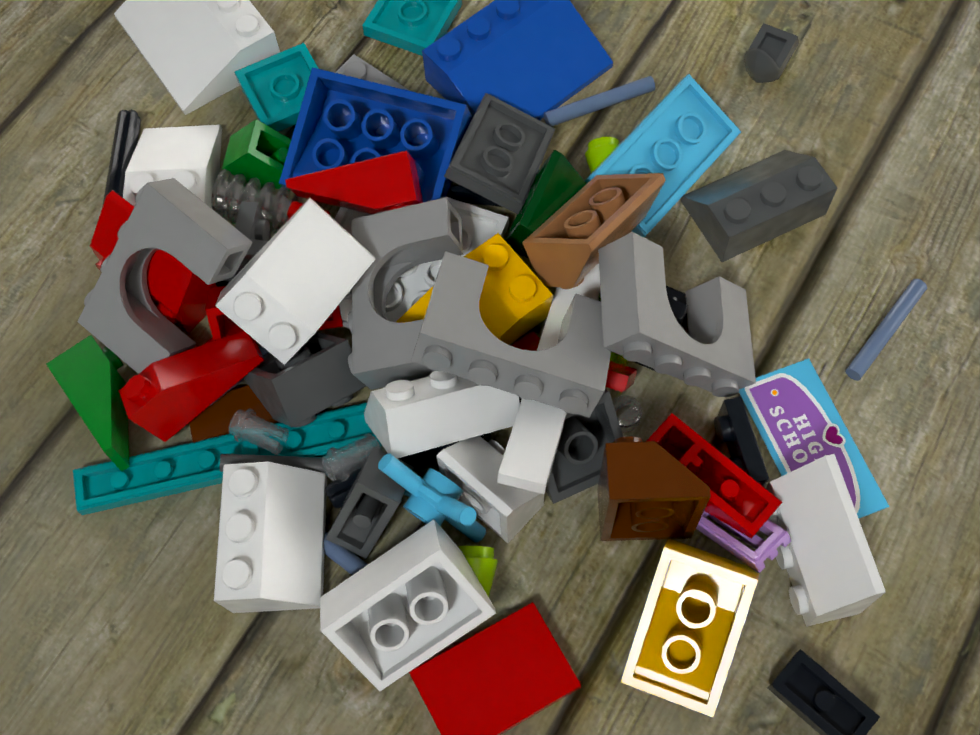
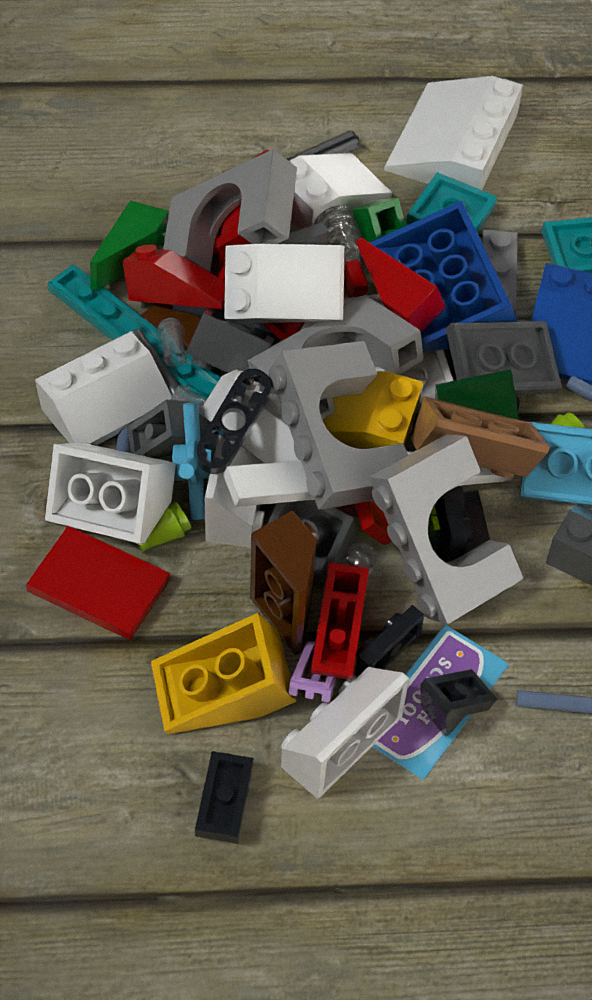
camera: 50 degrees right, 10 degrees down
(473, 459) = (238, 392): none -> black beam
(839, 425) = (454, 696): none -> black slope

